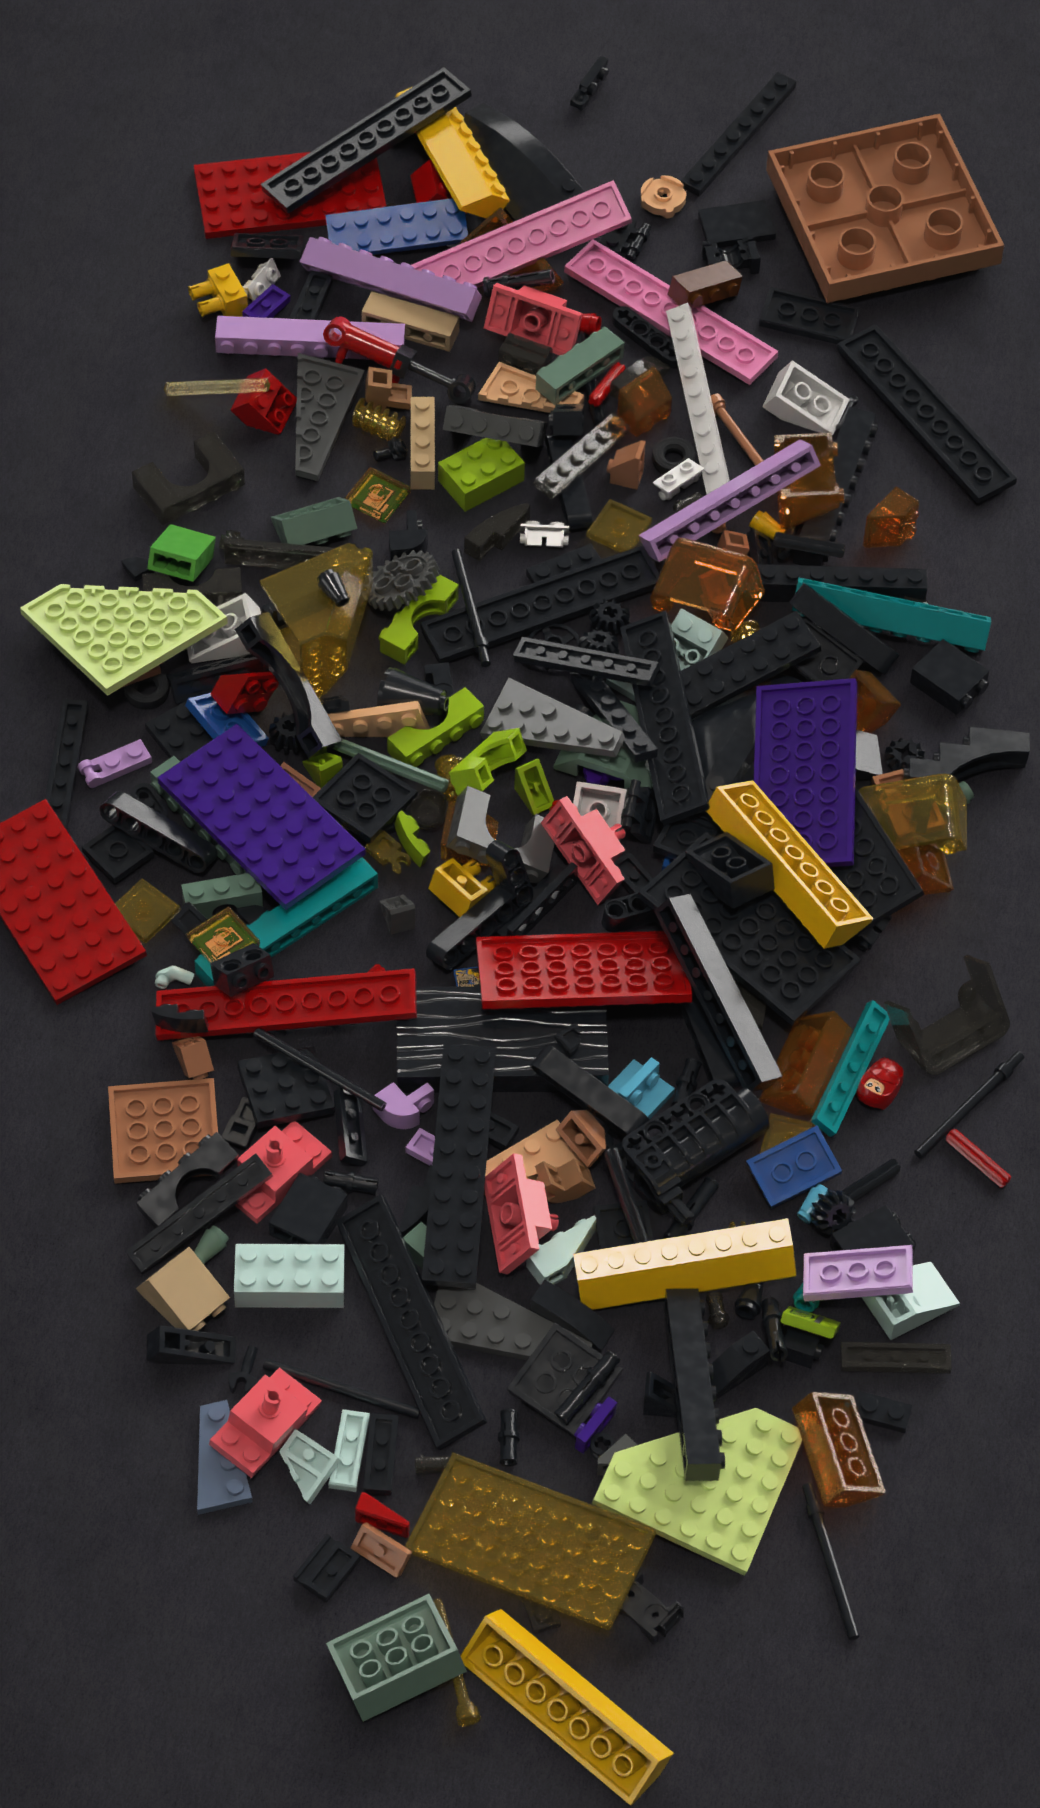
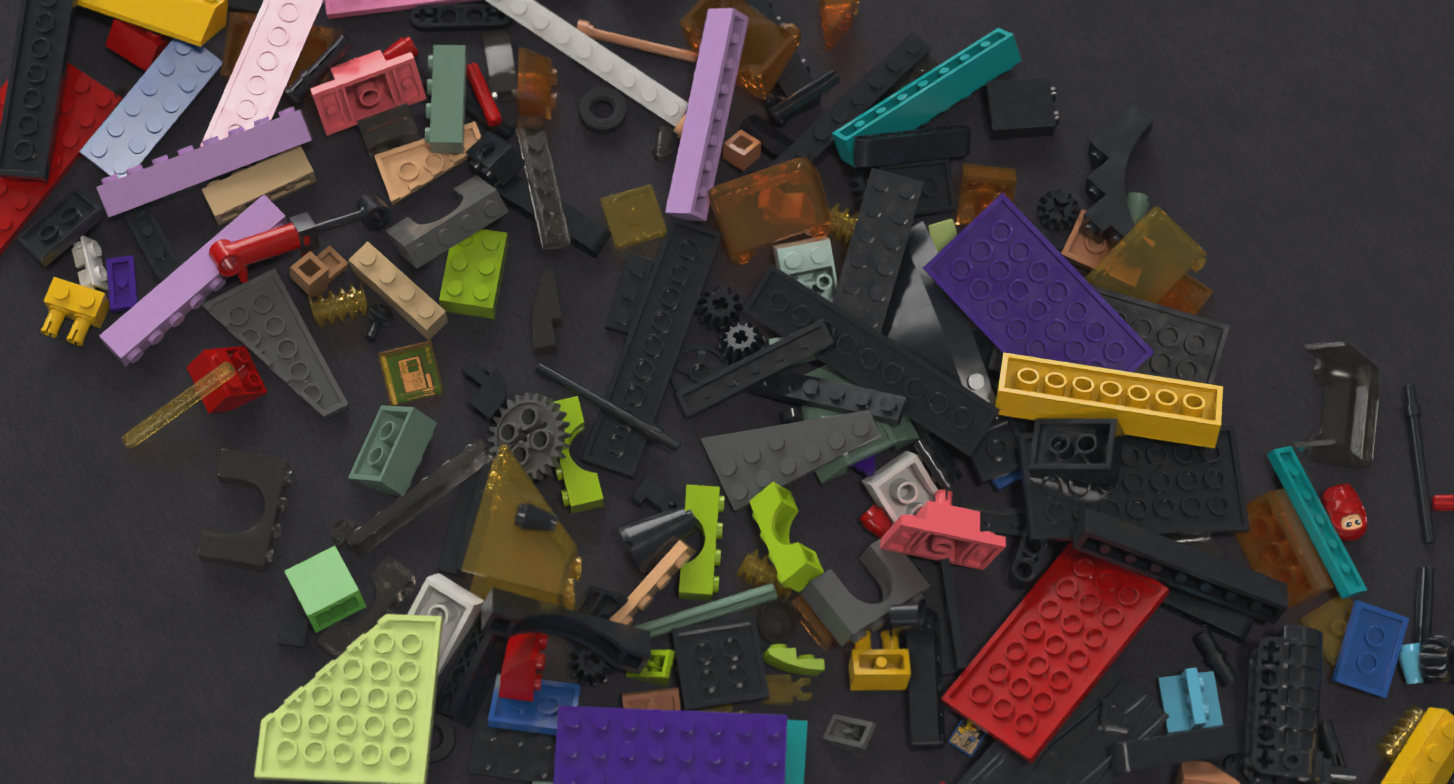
camera: 50 degrees left, 15 degrees up
(533, 787) = (832, 519): lime slope -> none
(535, 532) = (591, 272): white hinge -> none
(628, 465) = (583, 154): nougat slope -> none
(681, 475) = (632, 128): white hinge -> none
(765, 524) = (744, 106): yellow cone -> none

